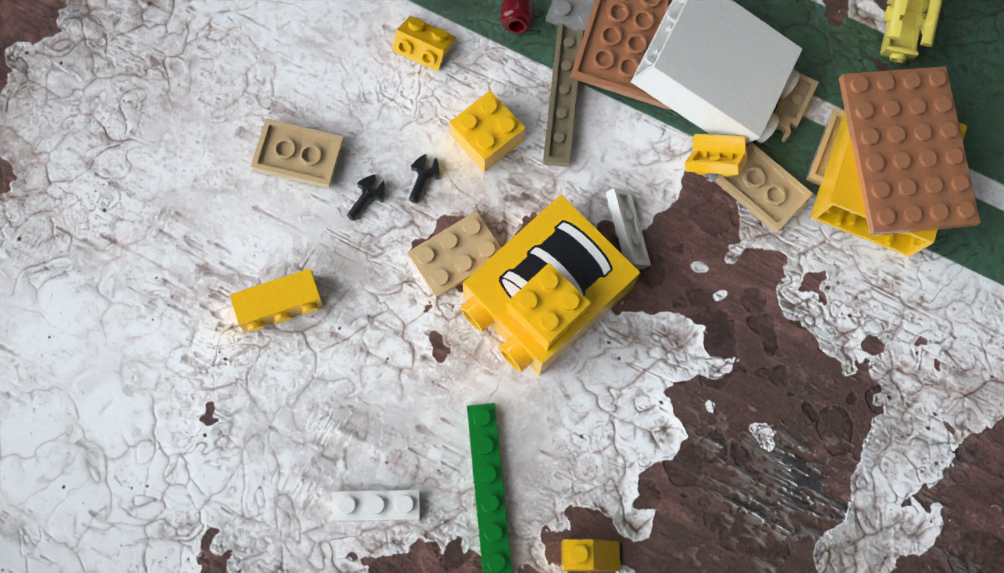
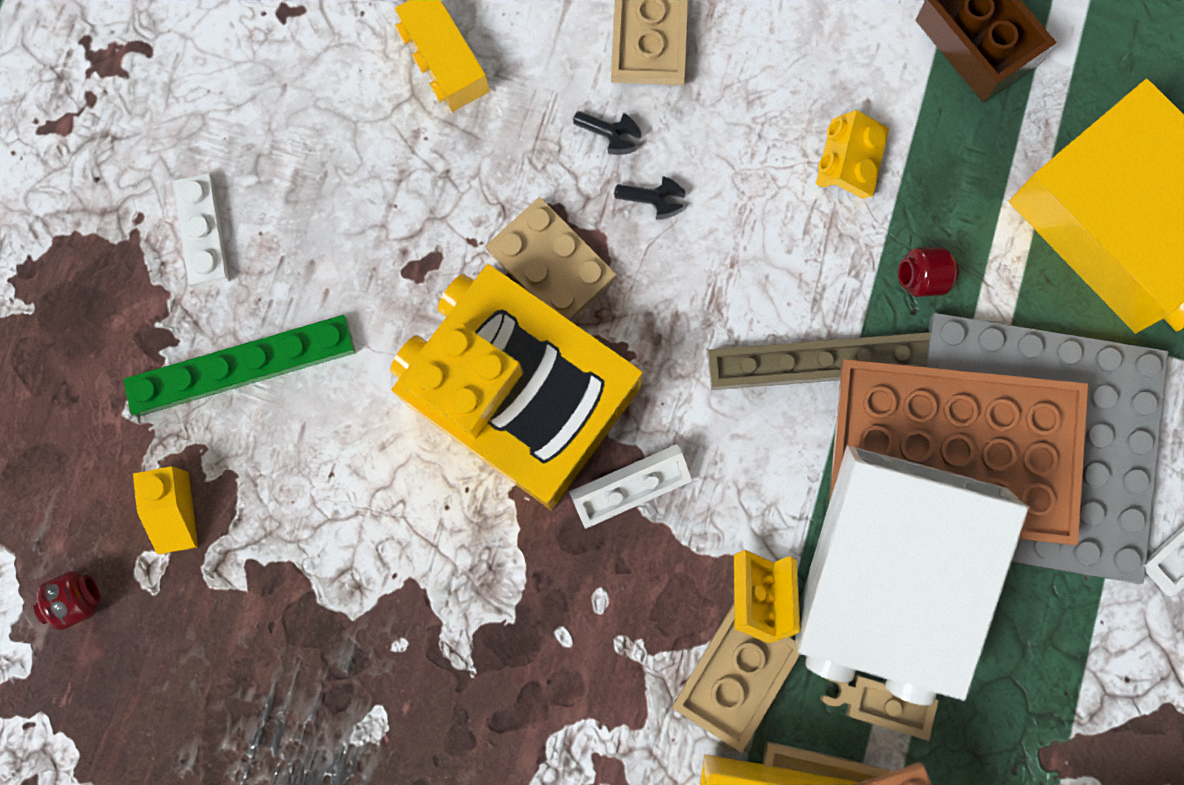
camera: 90 degrees right, 5 degrees up
(487, 130) = (734, 263): yellow brick -> none

